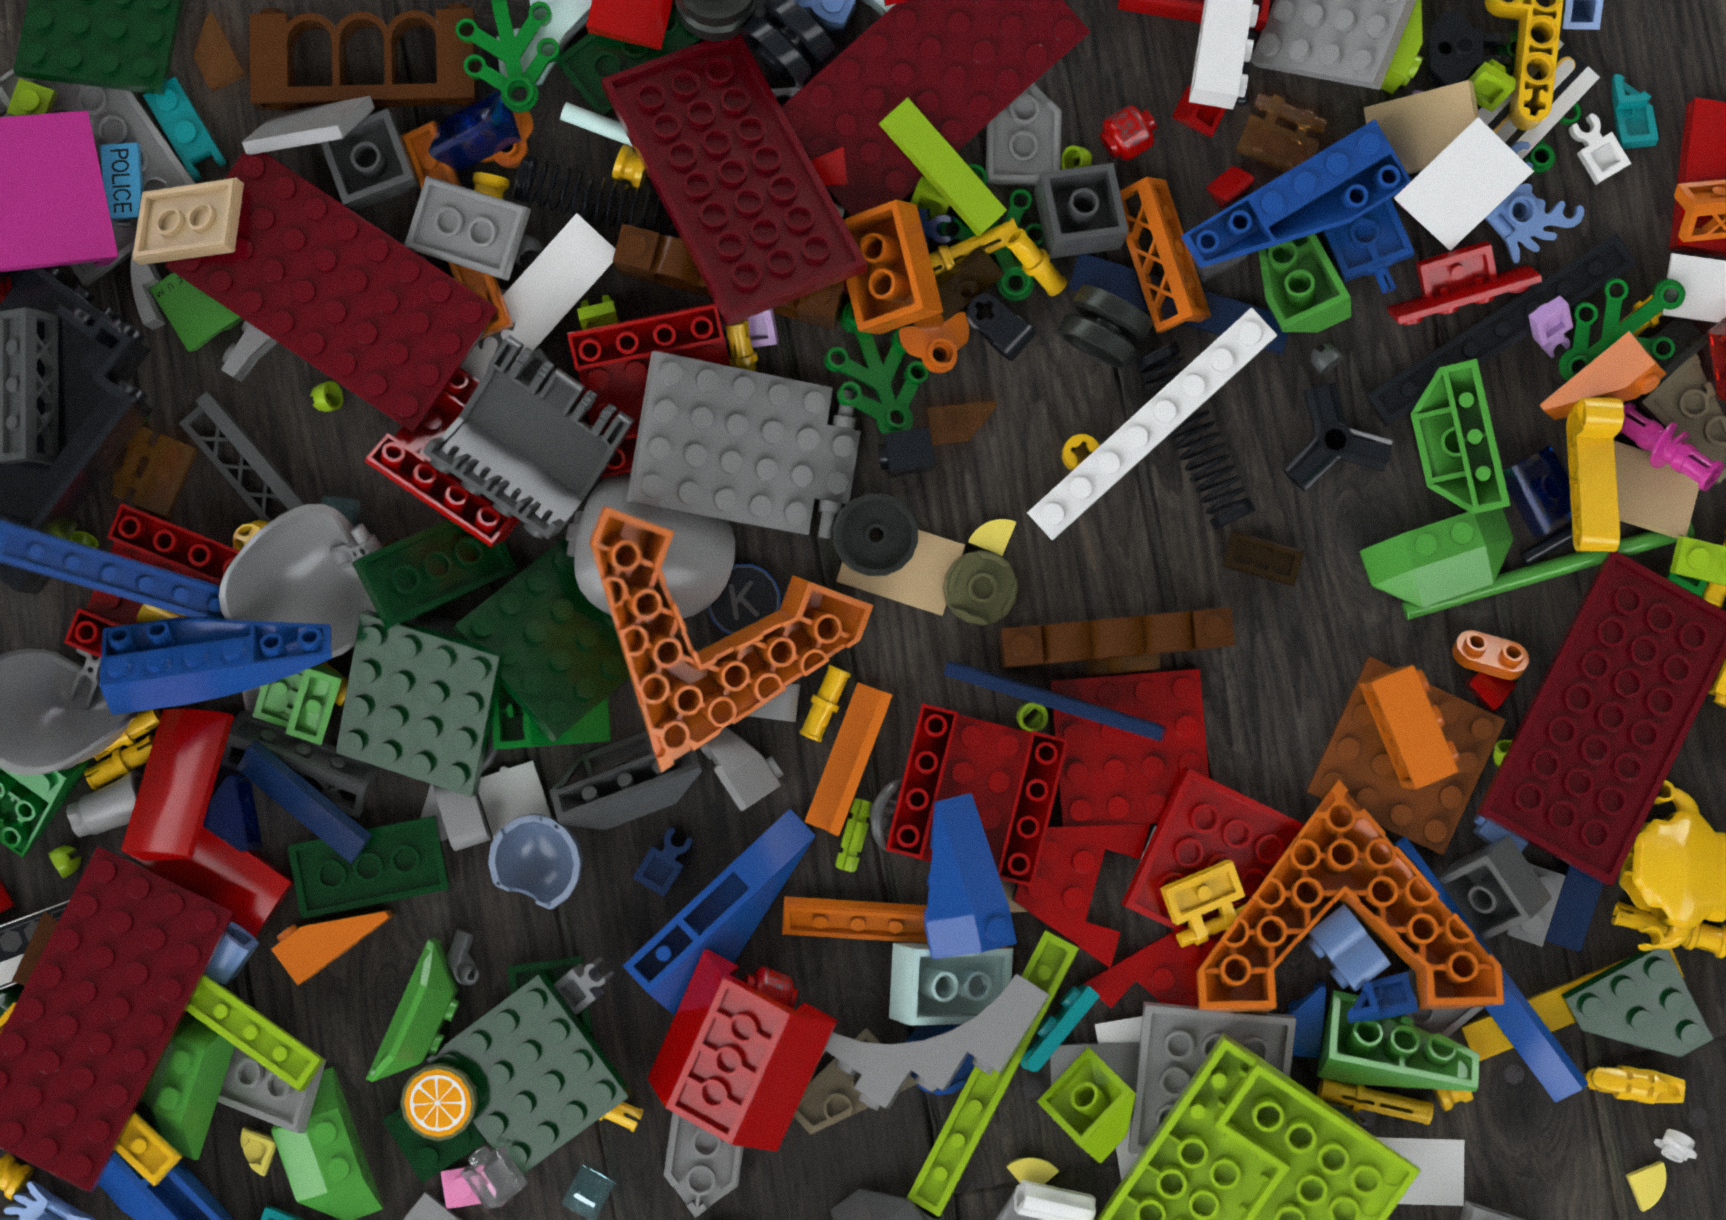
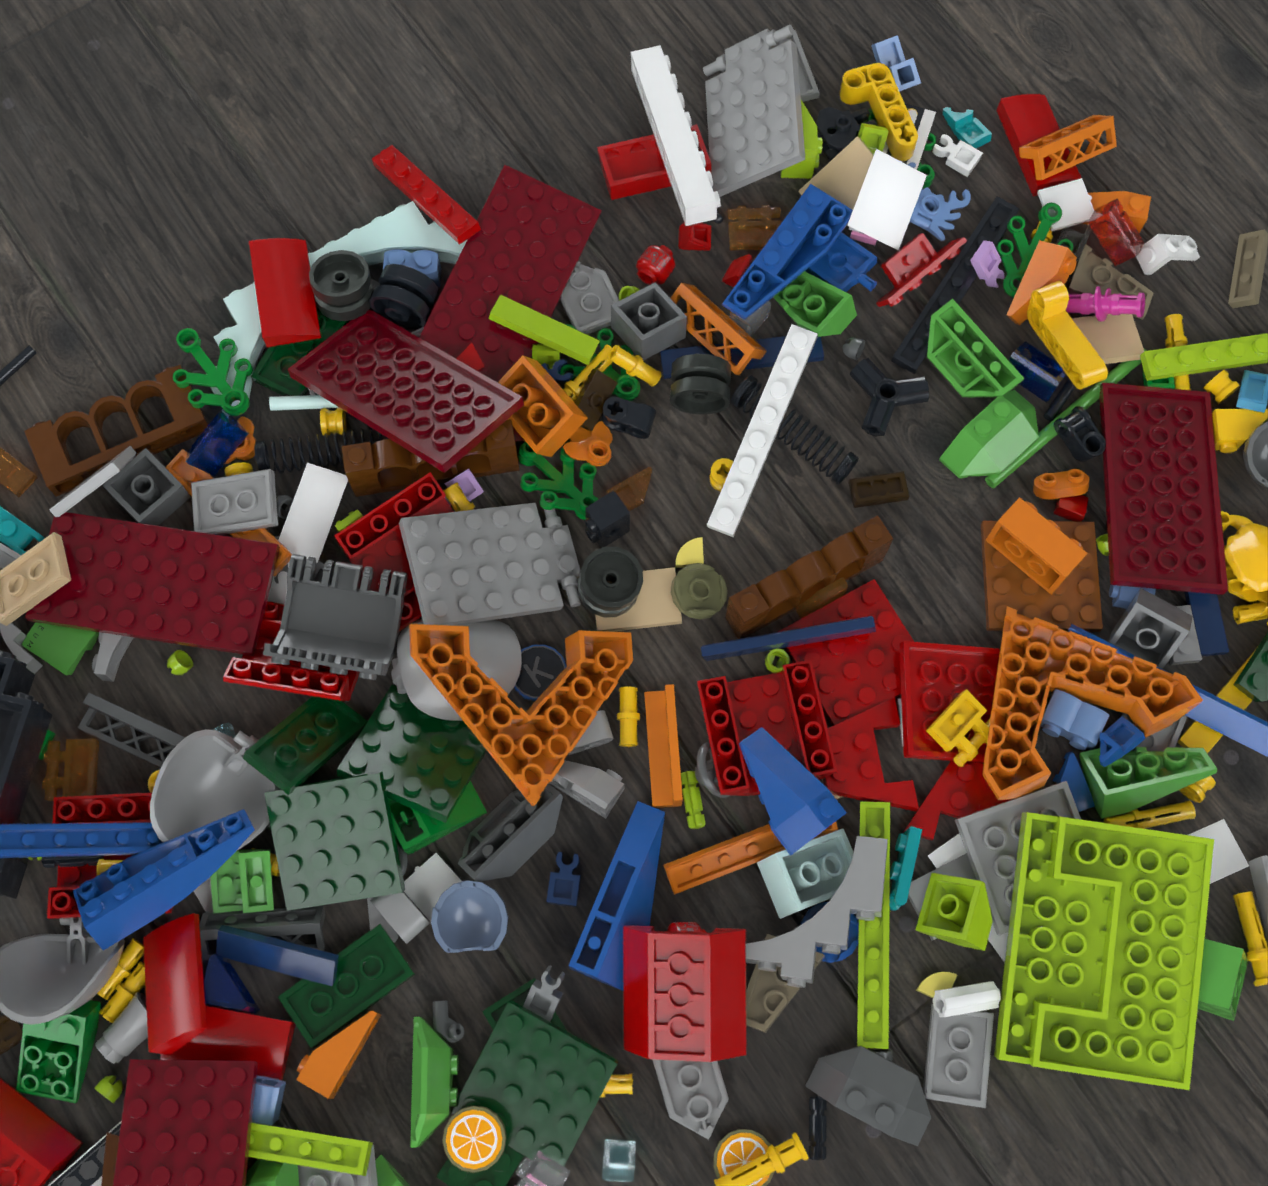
camera: 30 degrees left, 15 degrees down
(1547, 596) = (1079, 433): none -> black piece

